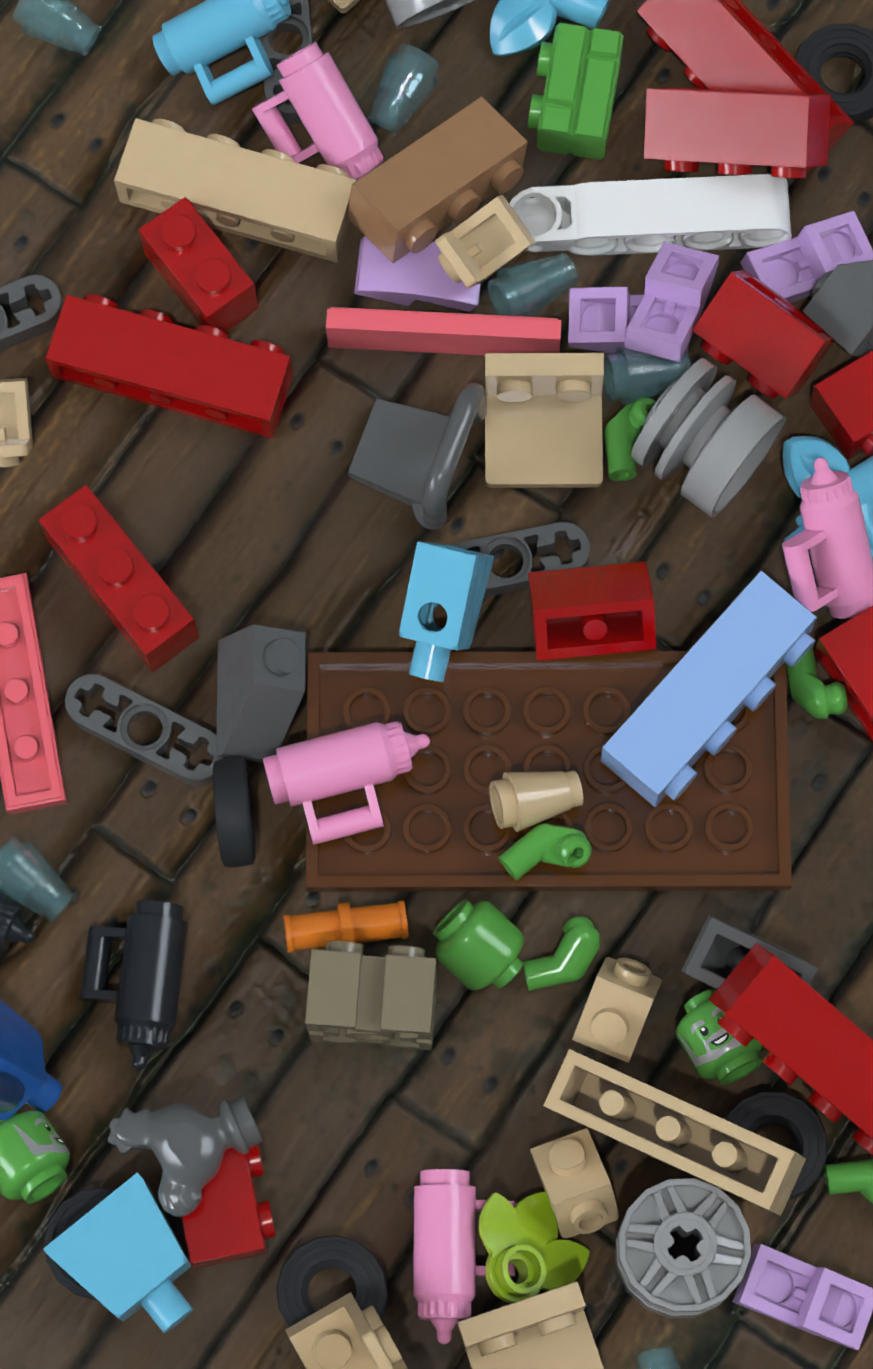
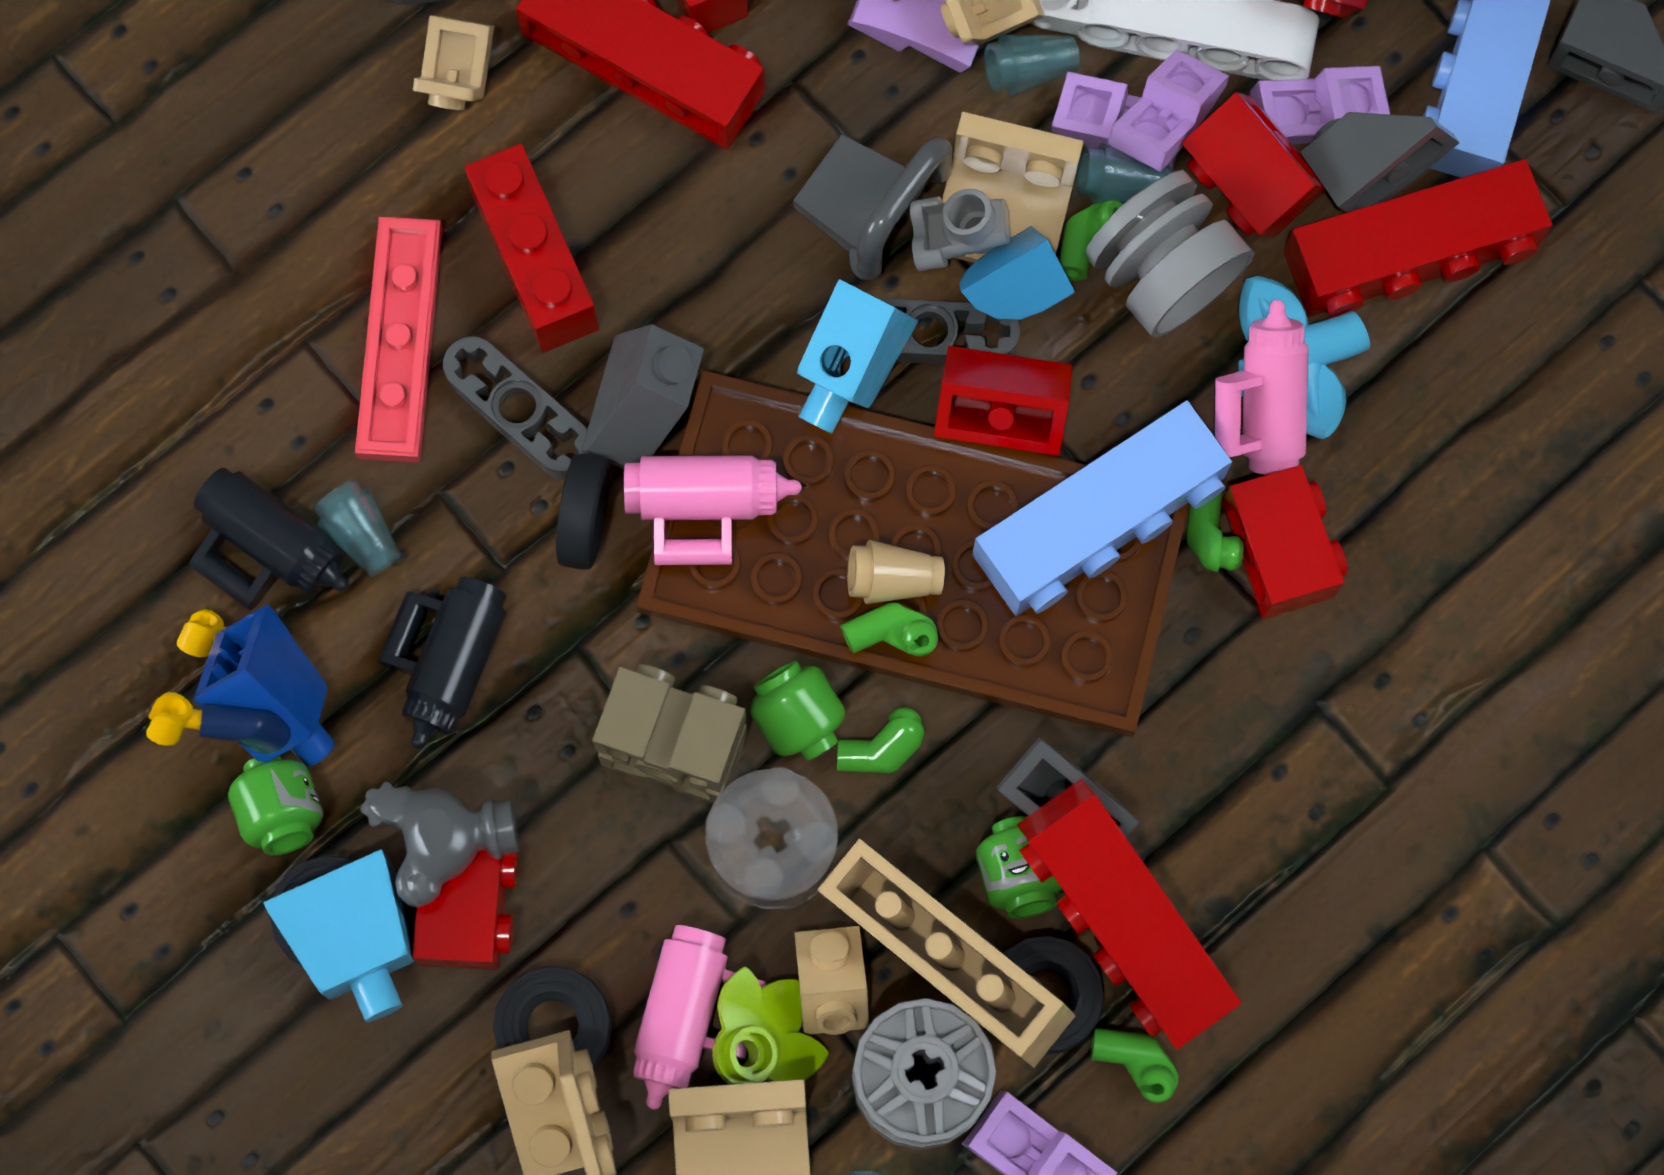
camera: 10 degrees right, 0 degrees up
(345, 924) = (678, 657): orange pin -> none
(440, 332) = (921, 81): coral tile -> none
(485, 1034) = (778, 802): none -> clear brick
(497, 463) = (957, 228): none -> light grey plate
(574, 493) = (1017, 278): none -> dark azure brick
(617, 1007) = (923, 811): tan bracket -> none

